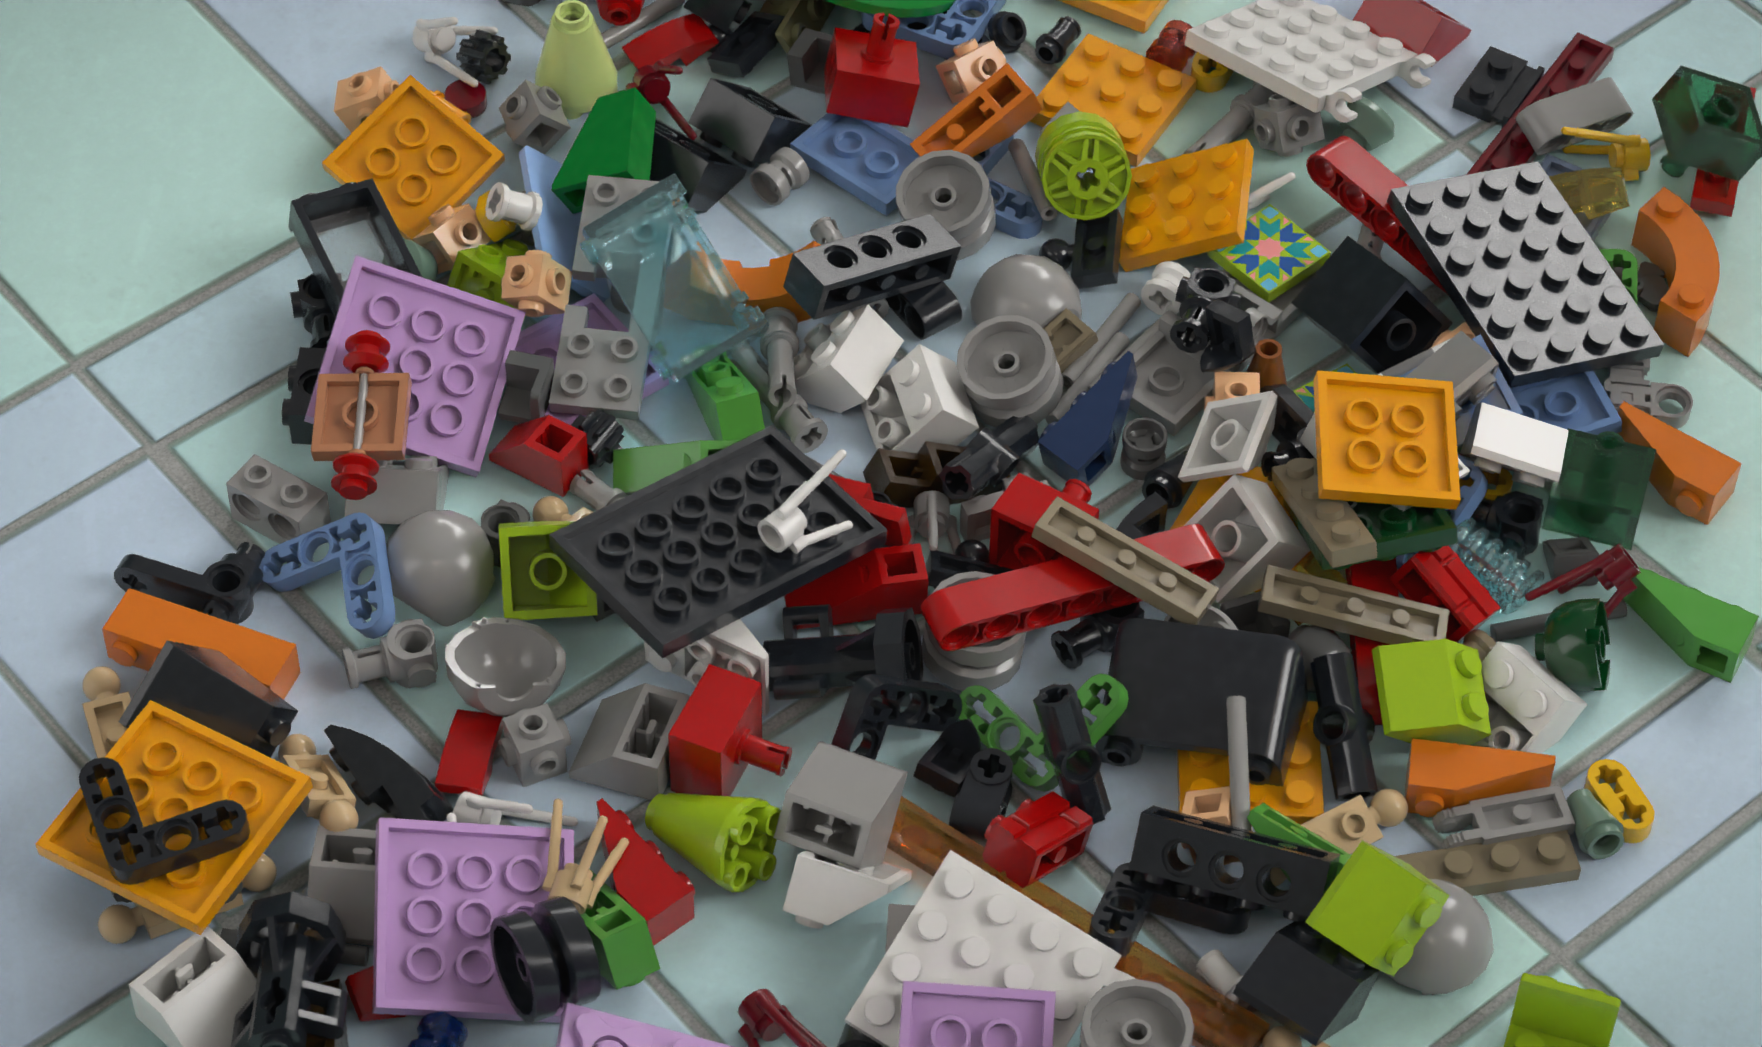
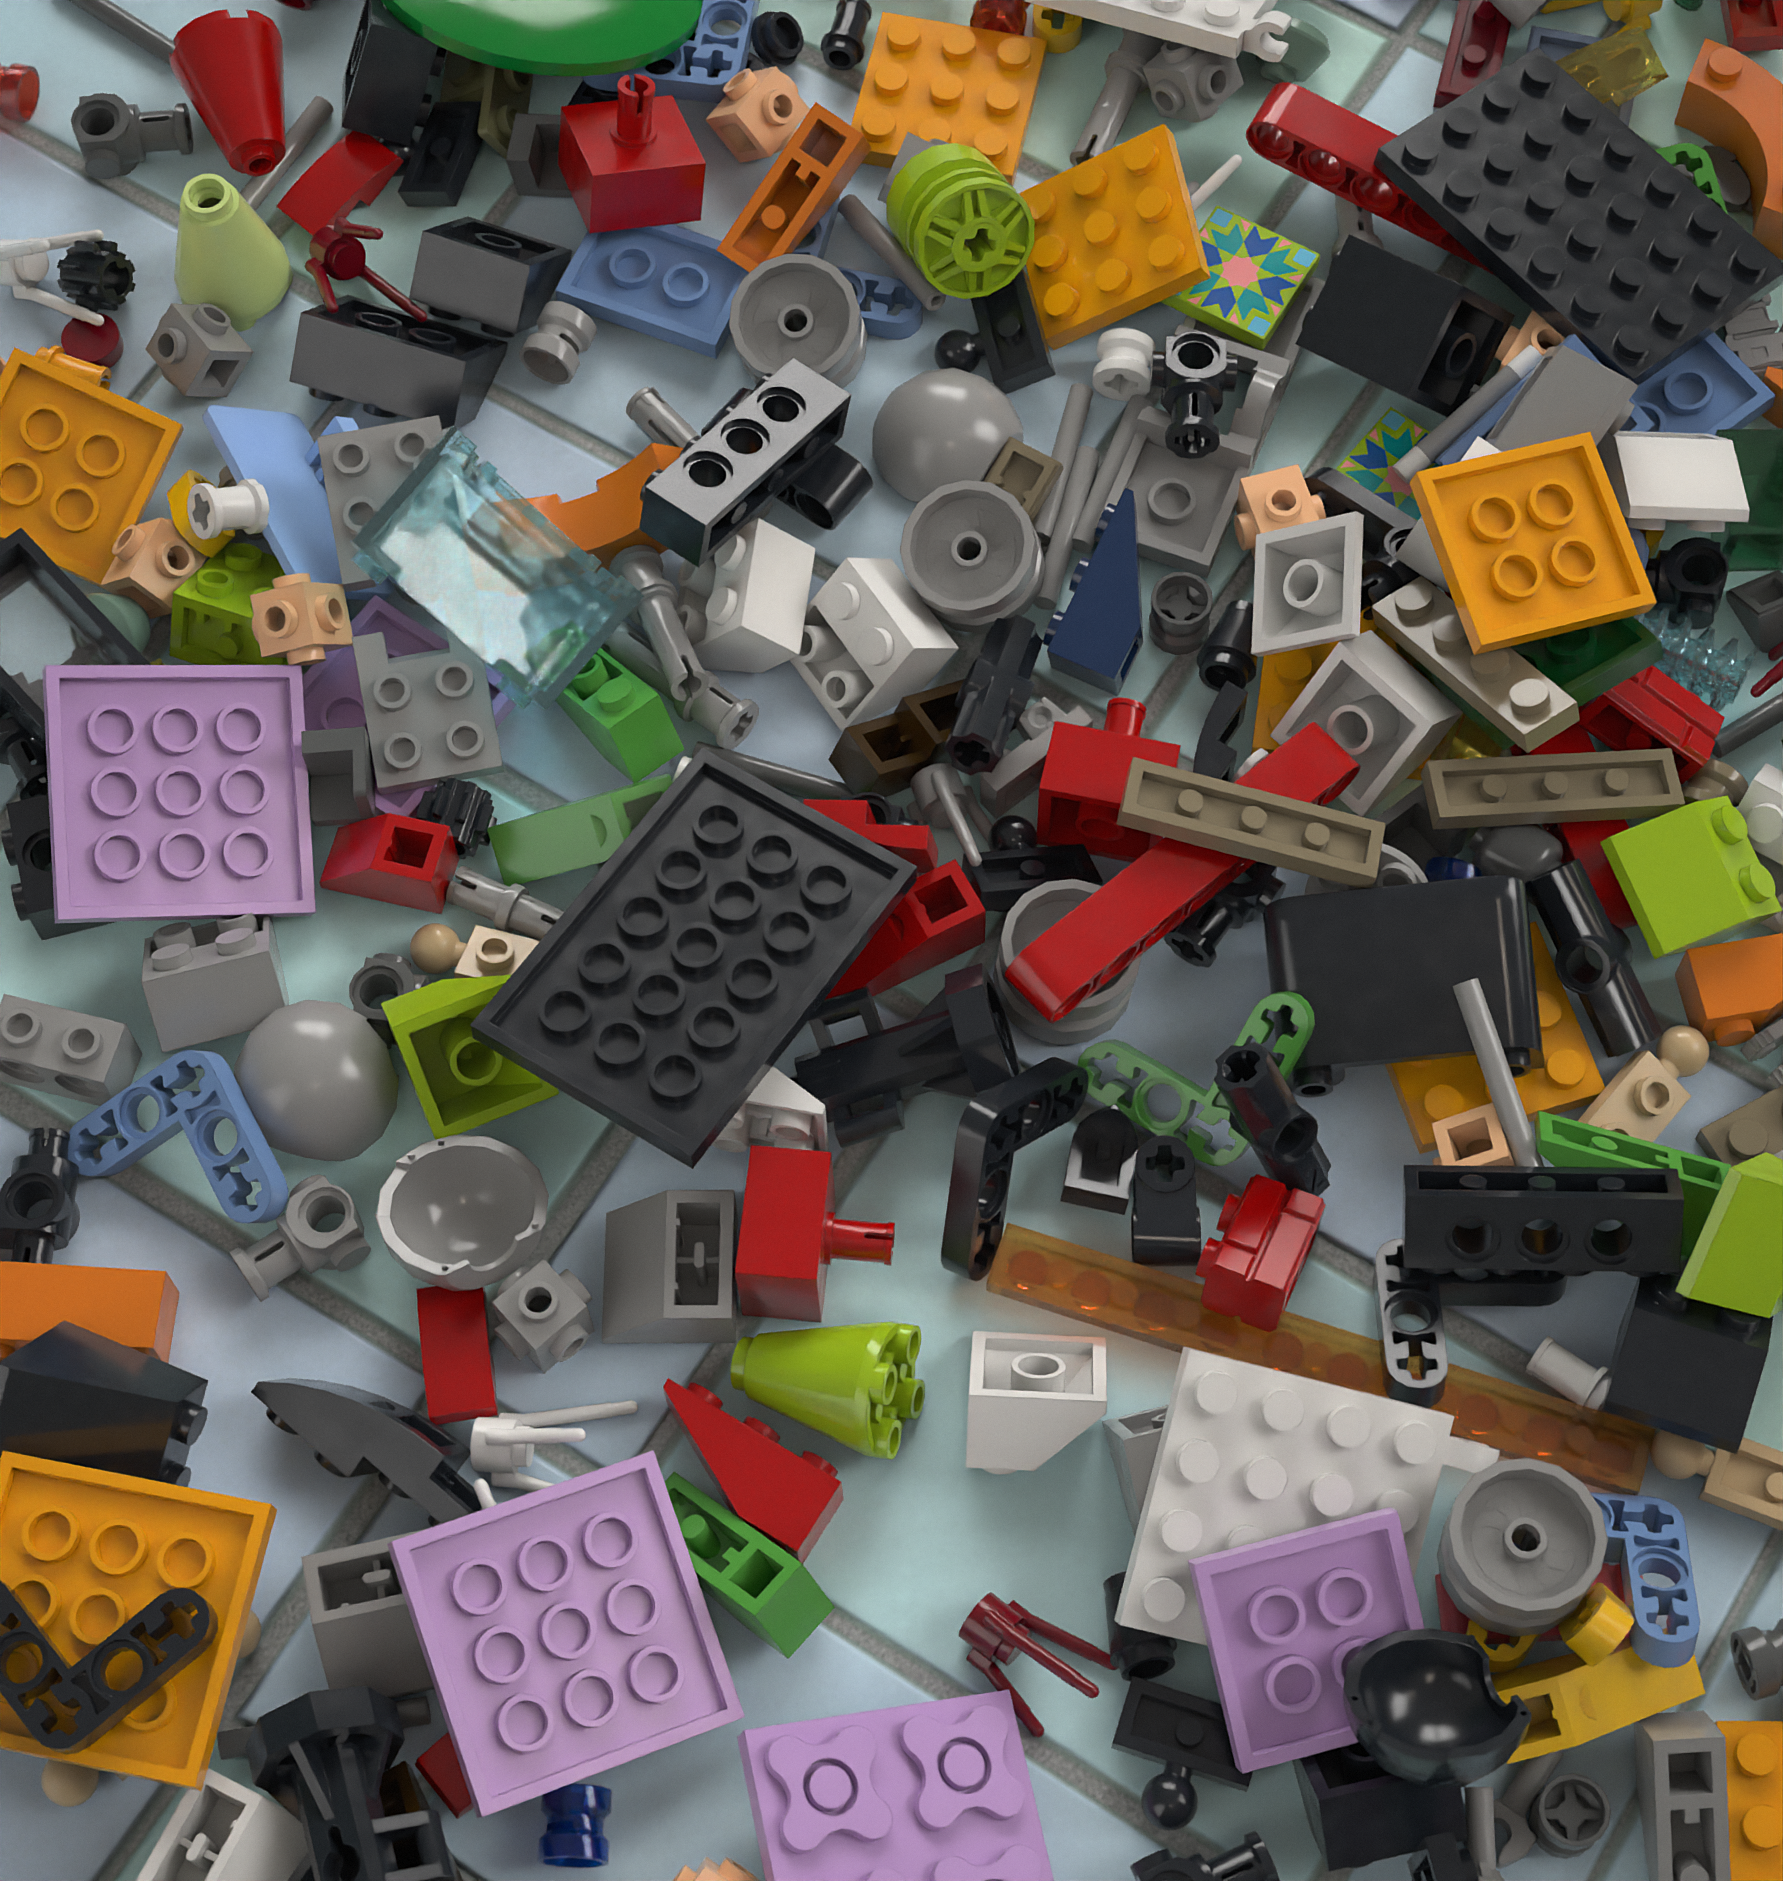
camera: 15 degrees left, 15 degrees up
(330, 797) = (269, 1469): tan plate -> none
(361, 416) = (137, 904): nougat plate -> none
(545, 959) = (693, 1677): black wheel -> none
(575, 879) = (687, 1539): tan plant -> none
(610, 144) = (327, 381): green slope -> none
(787, 523) = (787, 914): white plant -> none
(842, 806) = (996, 1296): light grey slope -> none
(1229, 337) = (1248, 431): black plate -> none
(1268, 362) = (1296, 444): dark orange cone -> none

